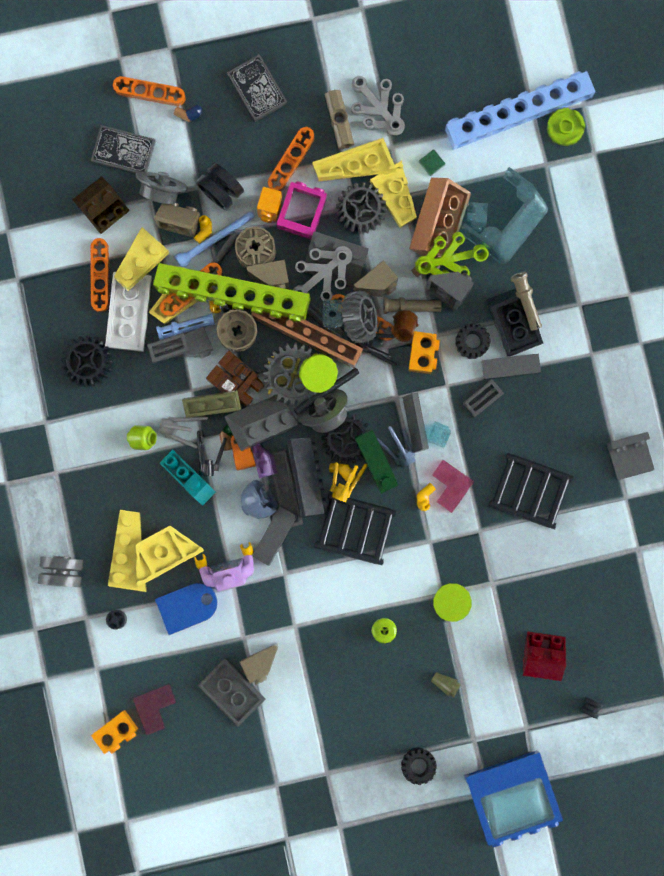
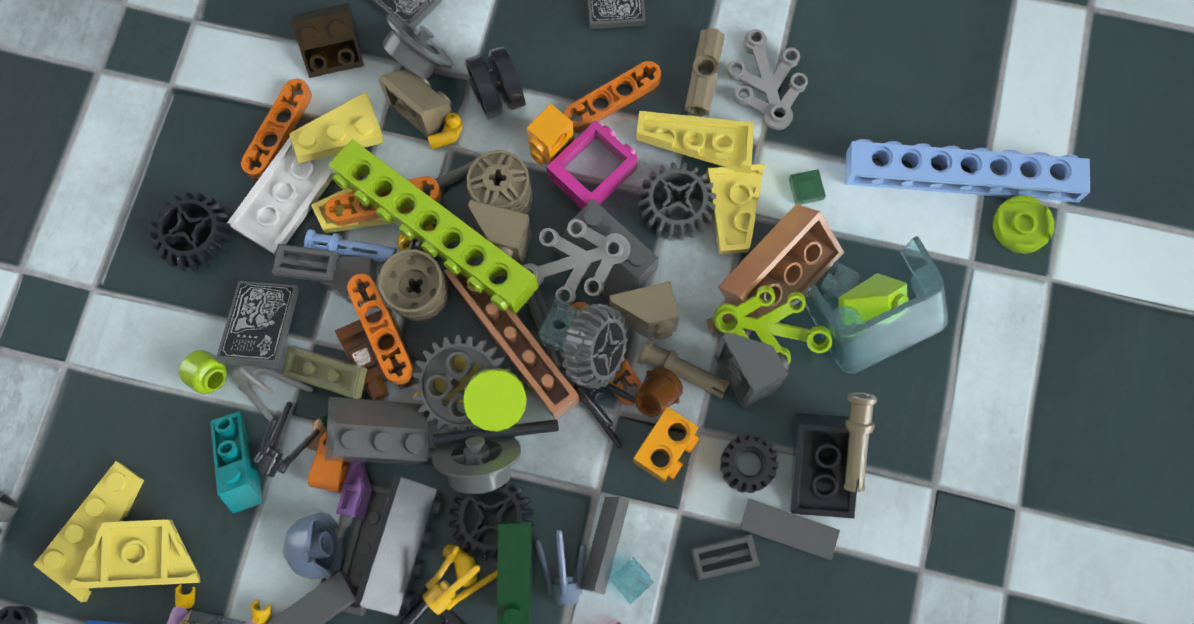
camera: 30 degrees right, 10 degrees down
(157, 395) = (258, 324): none -> tile
(184, 258) = (398, 157): light blue piece -> none
(230, 366) = (380, 328): none -> orange beam
(500, 212) = (875, 296): none -> lime slope

